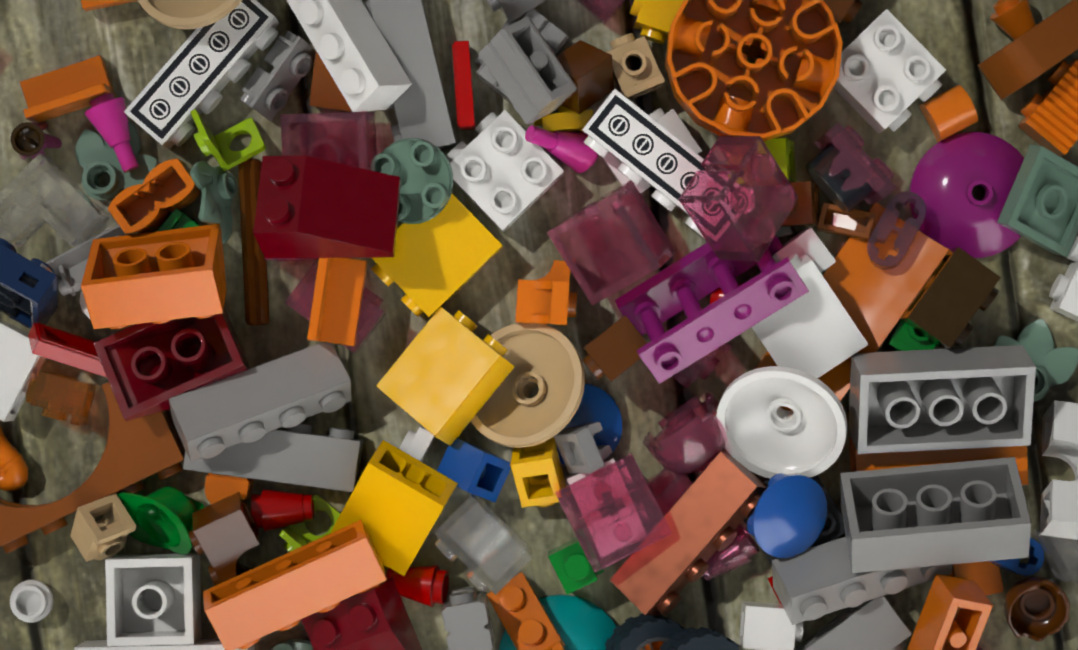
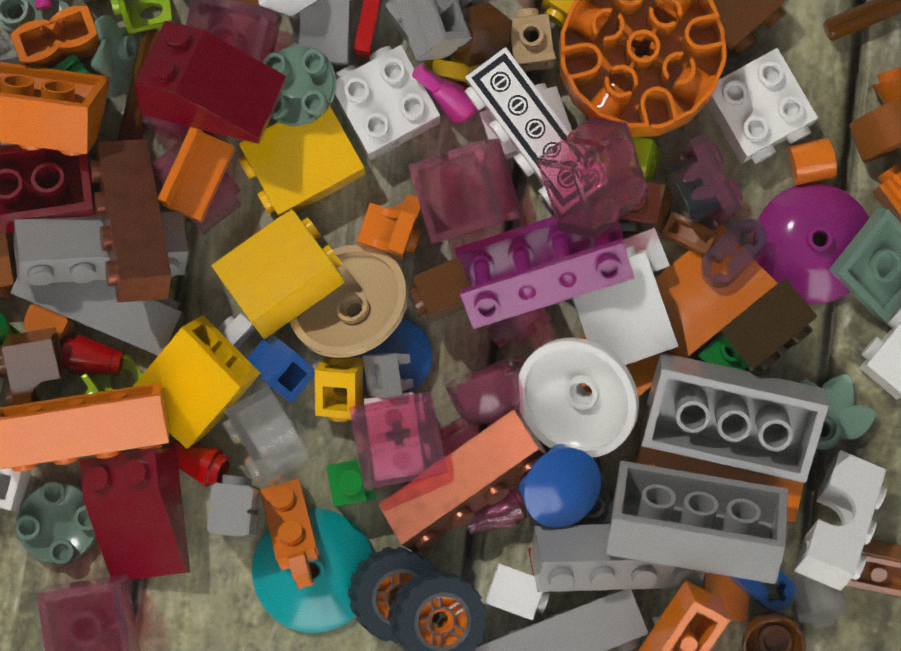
camera: 15 degrees right, 5 degrees down
(286, 366) = (131, 221): none -> copper brick

